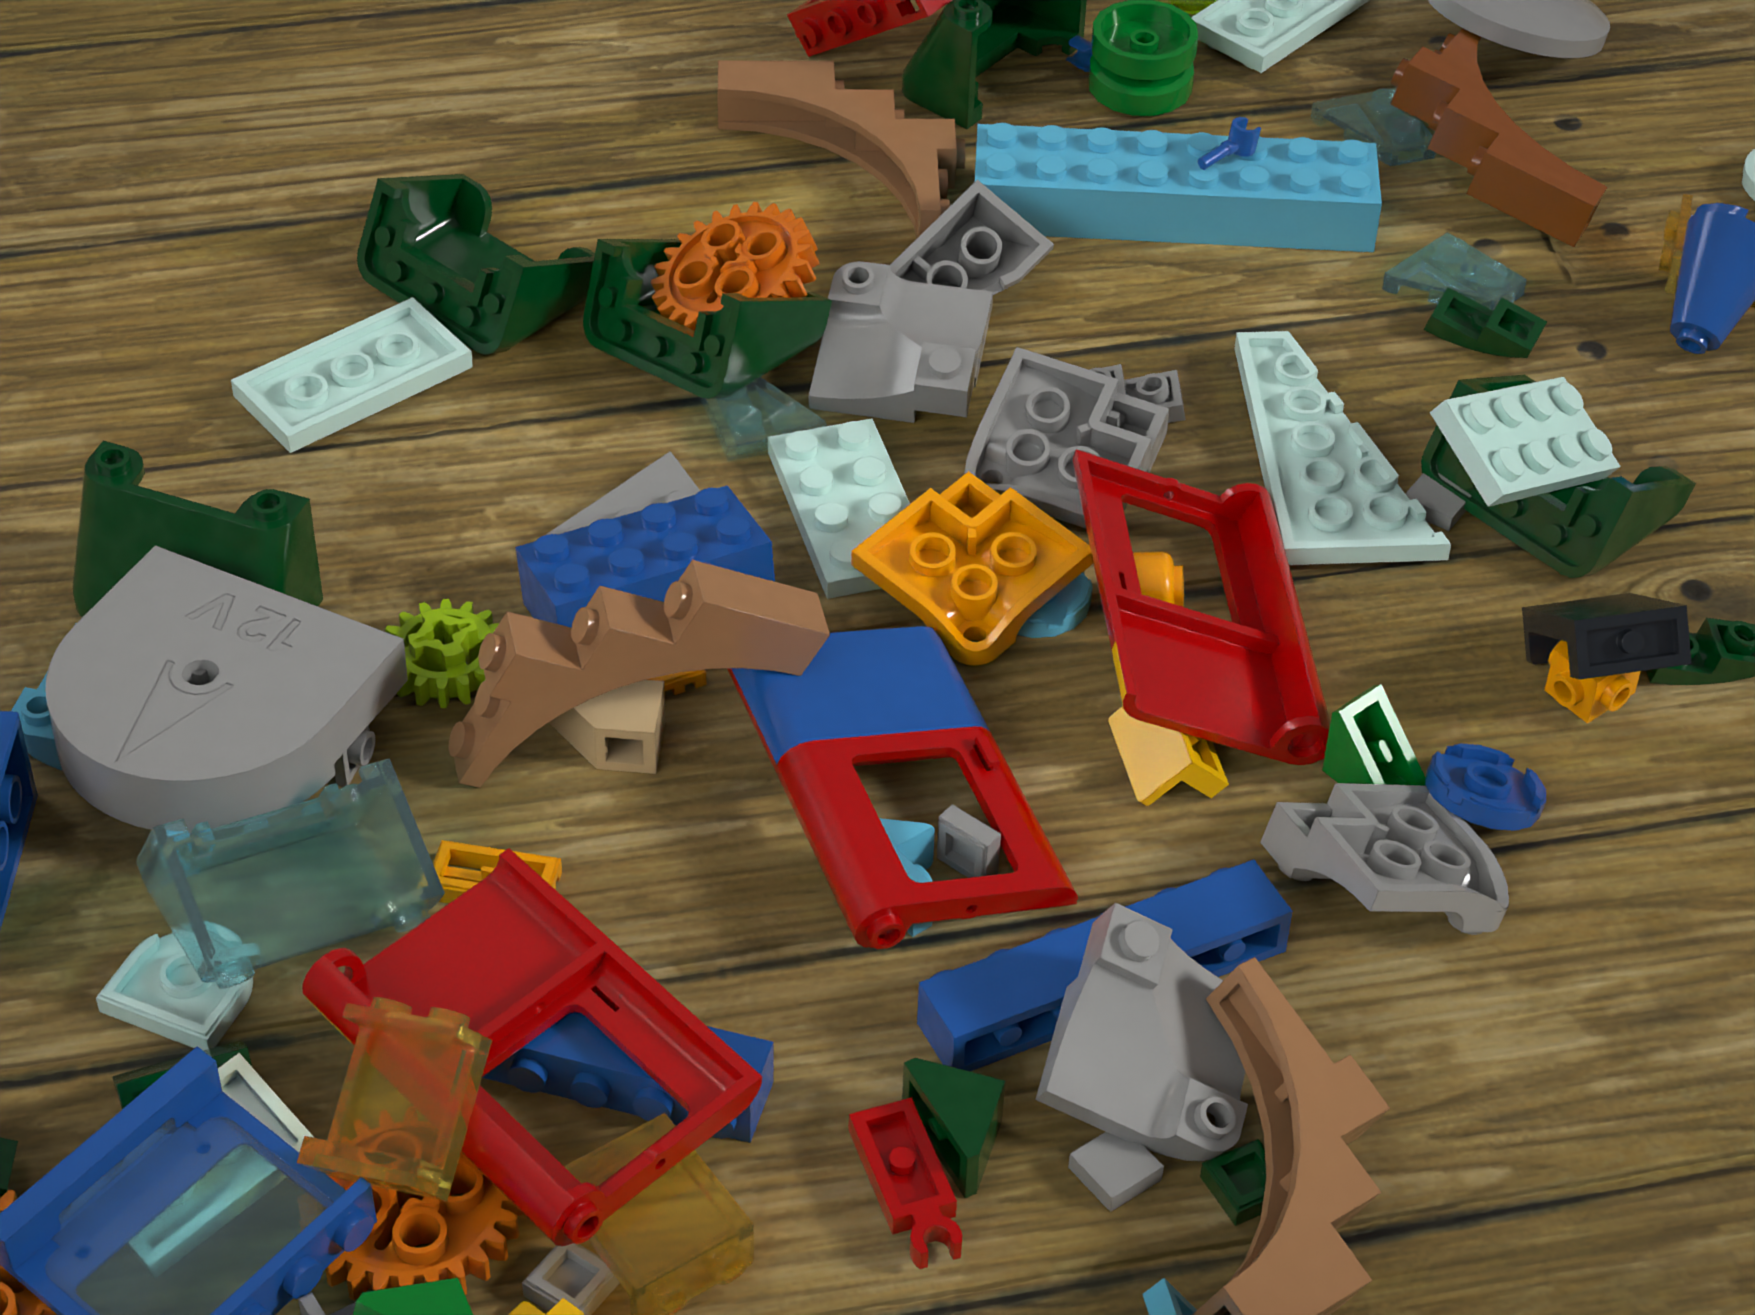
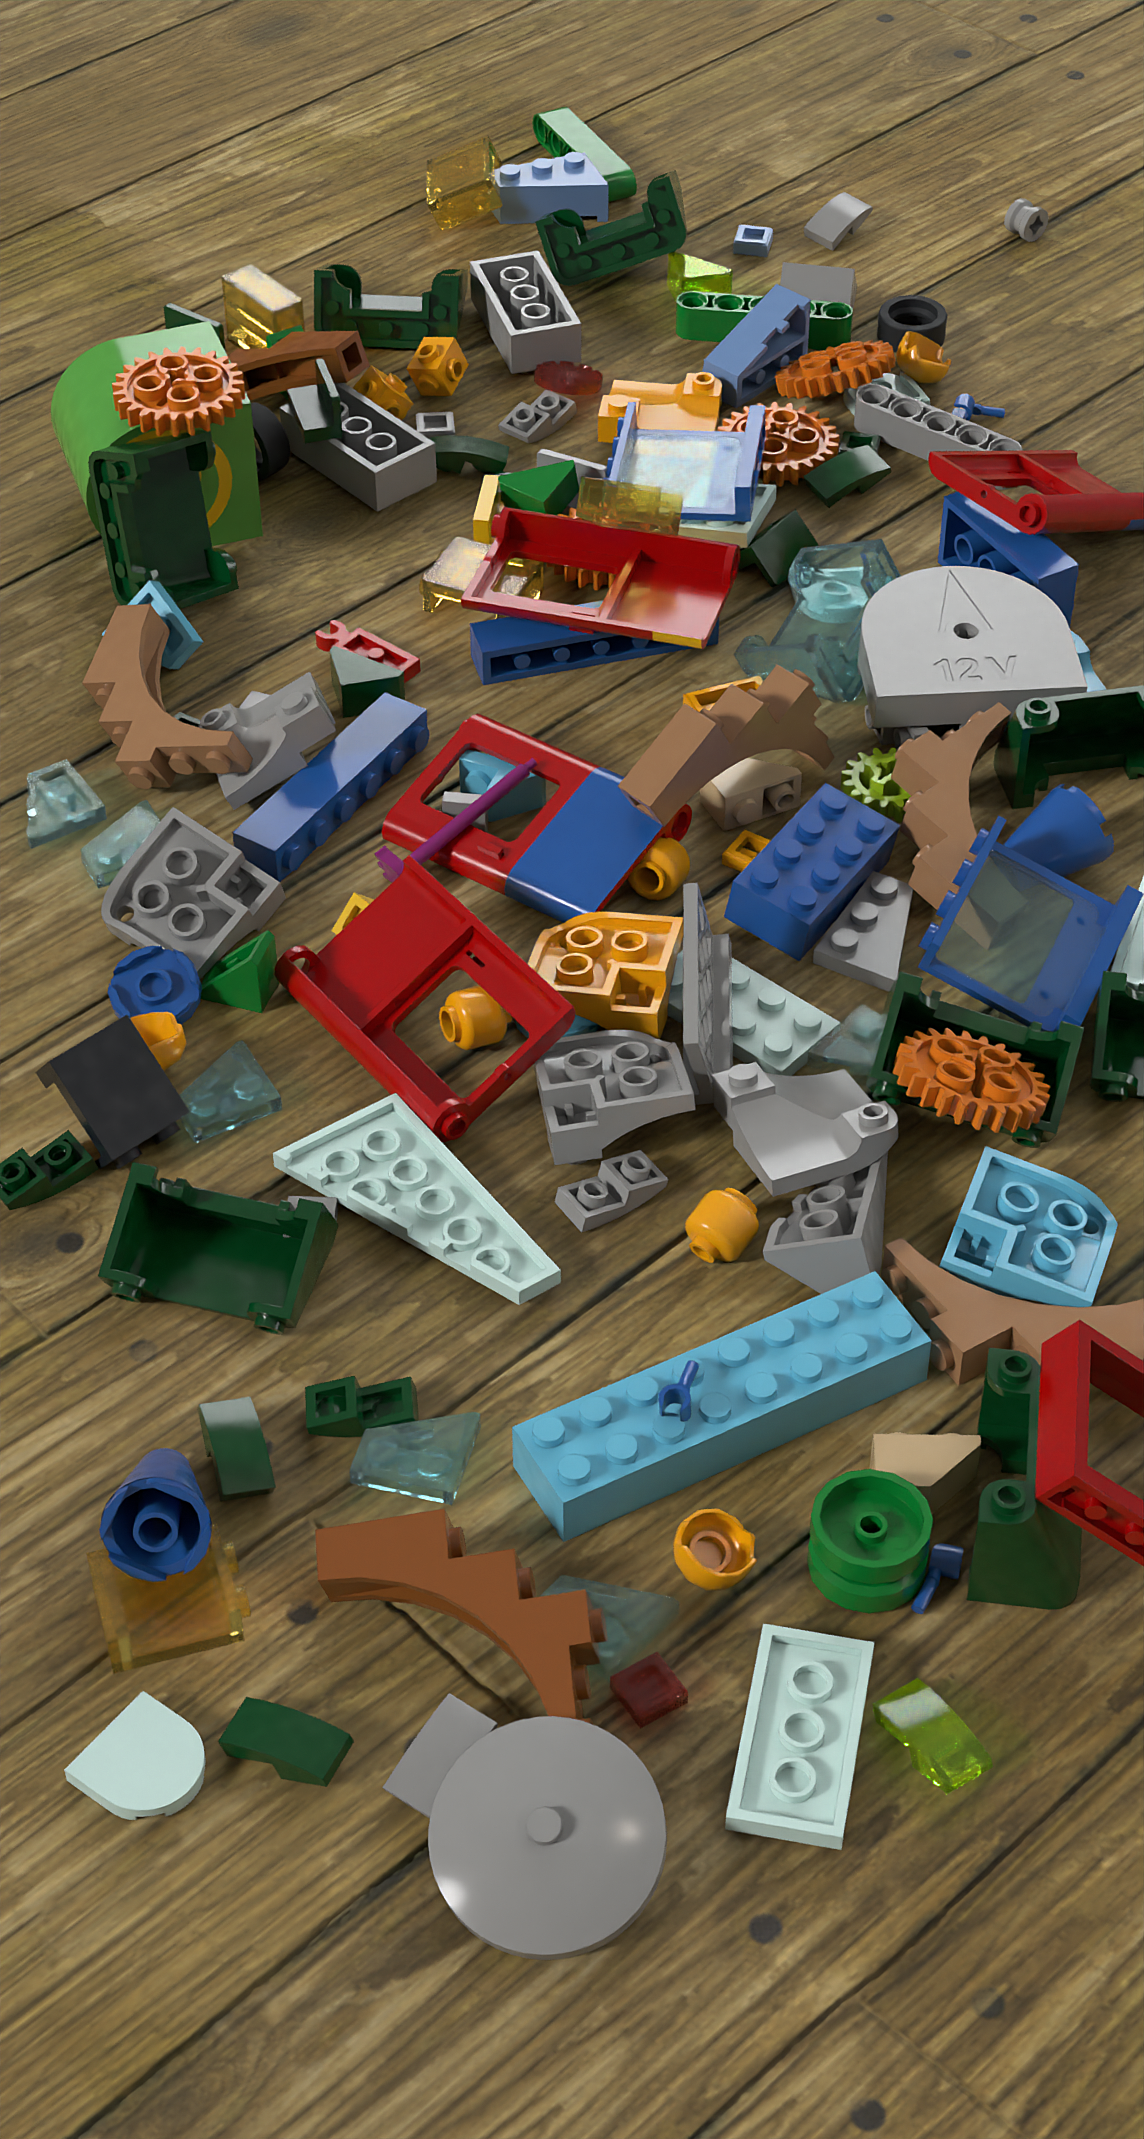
camera: 150 degrees right, 0 degrees up
(374, 485) = (1063, 833): none -> blue cone
(456, 538) = (939, 811): none -> medium nougat arch
(508, 384) = (1024, 936): none -> clear light blue panel
(812, 167) = (1030, 1234): none -> medium azure slope
(918, 442) = (705, 998): none -> light grey fence
(1053, 92) = (933, 1463): none -> tan slope
(1056, 309) = (722, 1225): none -> light orange head
(1102, 805) = (394, 865): none -> magenta piece
(1267, 103) = (713, 1549): none -> light orange hair
(1369, 74) = (648, 1689): none -> clear red tile
(1416, 1023) = (115, 845): none -> clear light blue wing
(1458, 652) = (229, 1095): none -> clear light blue wing
(1485, 1125) = (59, 804): none -> clear light blue wing
(1525, 440) = (246, 1207): light aqua plate -> none
(1527, 709) = (162, 1036): none -> light orange hair
(1559, 88) = (434, 1751): none -> light grey slope
(1620, 330) = (237, 1448): none -> dark green slope
(1680, 141) = (290, 1740): none -> dark green slope

